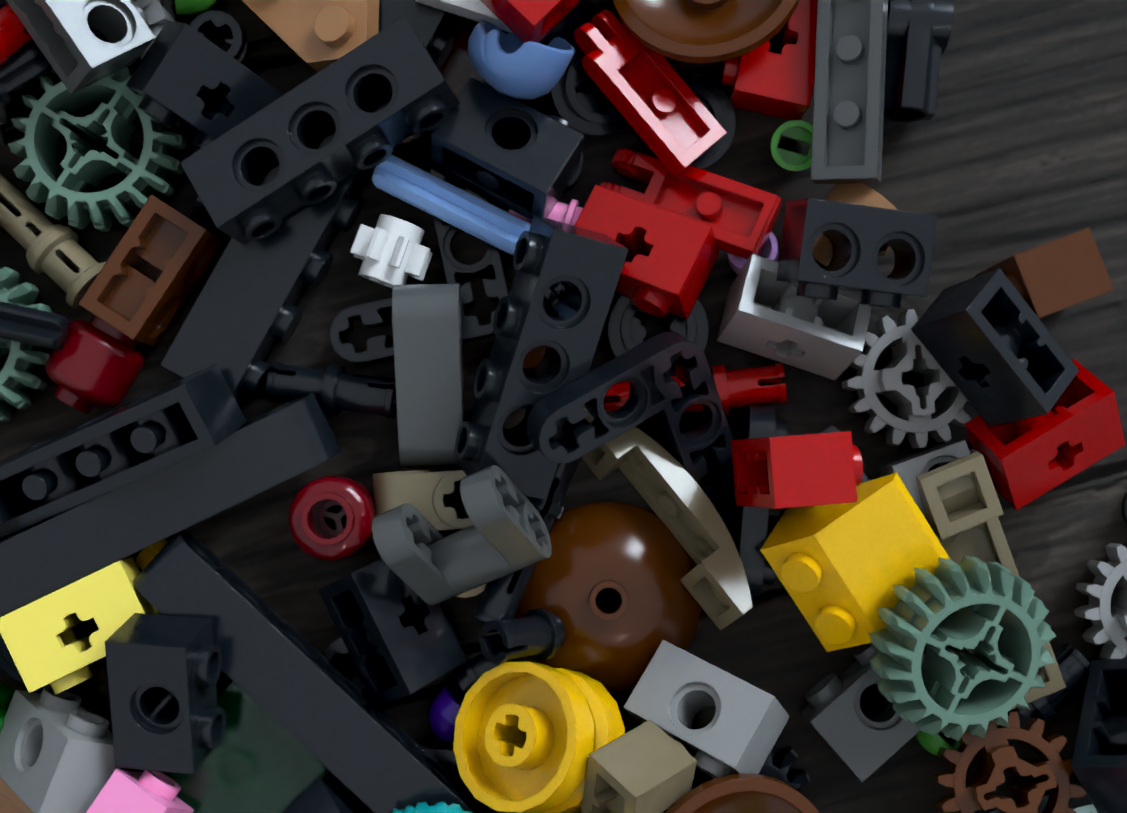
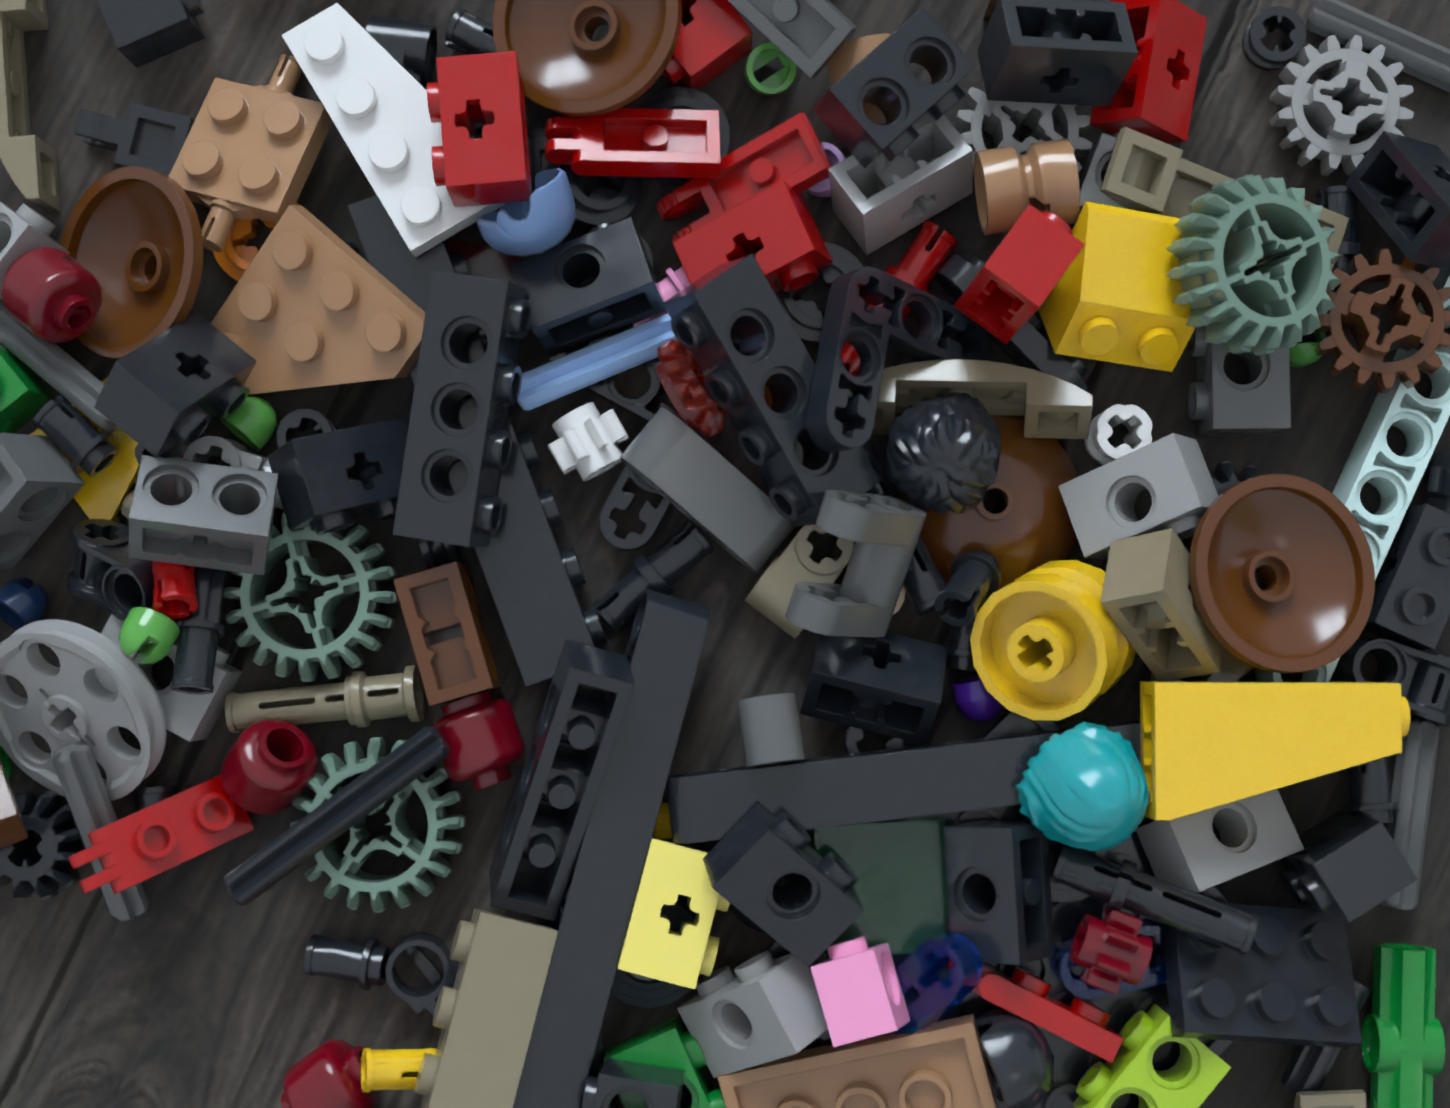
camera: 45 degrees left, 0 degrees up
(279, 581) = (771, 729): none -> dark grey piece
(311, 515) = (776, 667): dark red head -> none
(485, 286) = (687, 390): none -> clear red gear
(611, 530) = (944, 453): none -> black hair
(755, 666) = (1101, 429): none -> white bush
(881, 423) = (1011, 181): none -> medium nougat wheel

